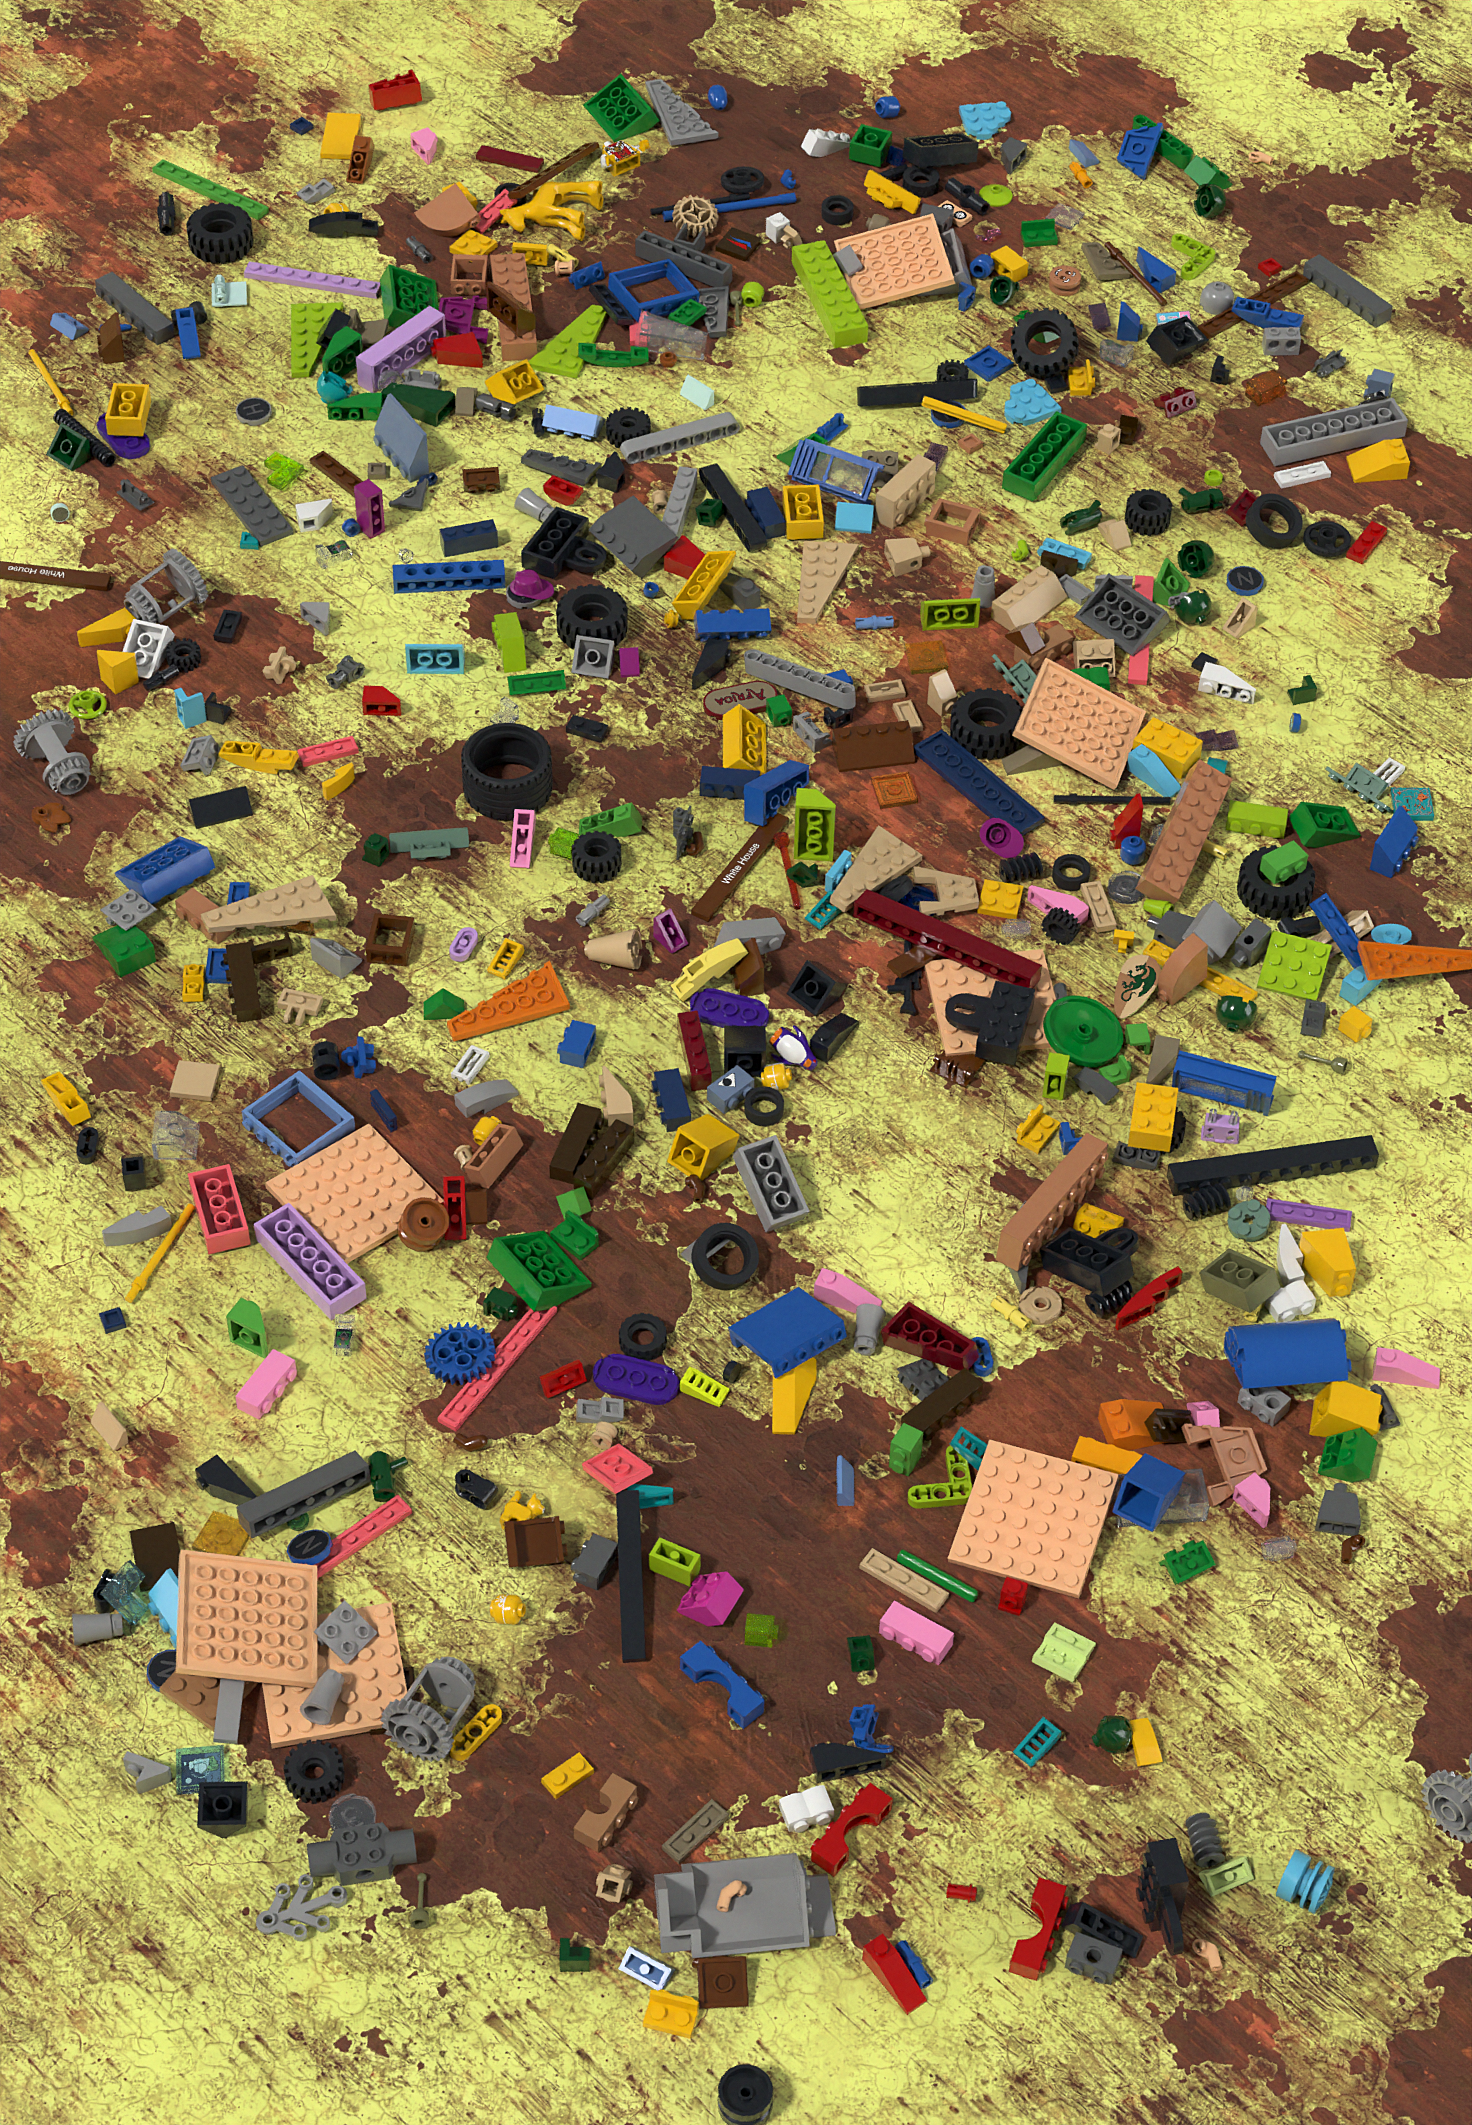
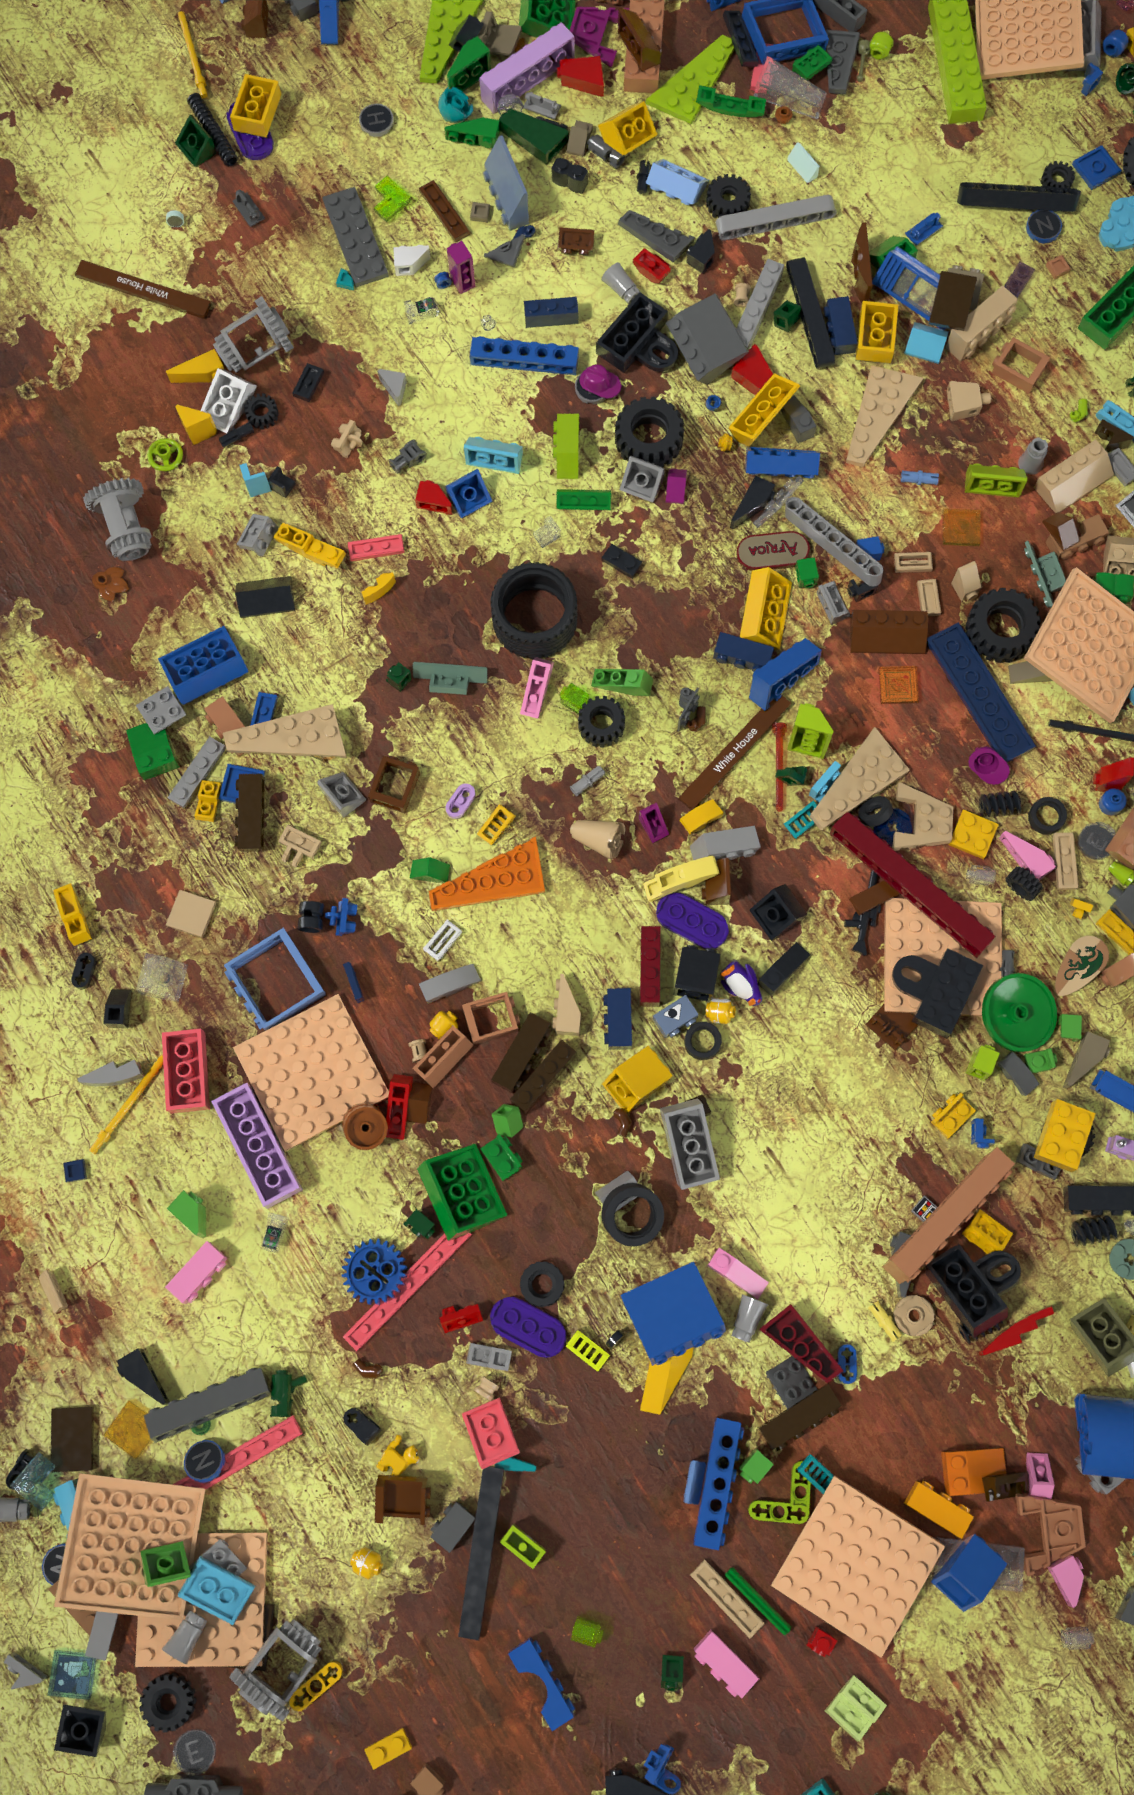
camera: 15 degrees right, 25 degrees up
(176, 959) = (196, 772): none -> light grey plate
(271, 950) = (283, 774): dark brown hinge -> none
(290, 1629) = (165, 1564): none -> bright green slope
(349, 1647) = (216, 1590): none -> medium azure tile
(415, 691) = (468, 493): none -> blue slope
(463, 429) = (569, 175): none -> black brick
(530, 1105) = (514, 1019): none -> nougat window
(577, 1043) = (543, 937): blue brick -> none
(710, 1598) = (548, 1588): dark pink slope -> none
(713, 923) = (700, 816): none -> yellow slope
(735, 656) = (781, 497): none -> clear wing
(775, 460) = (861, 263): none -> reddish brown slope
(847, 260) = (982, 18): light grey slope -> none
(870, 1527) = (715, 1539): none -> blue brick
(871, 469) = (952, 300): none -> dark brown tile
(963, 414) = (1058, 232): yellow axle -> none
(1187, 1562) = (989, 1633): green bracket -> none

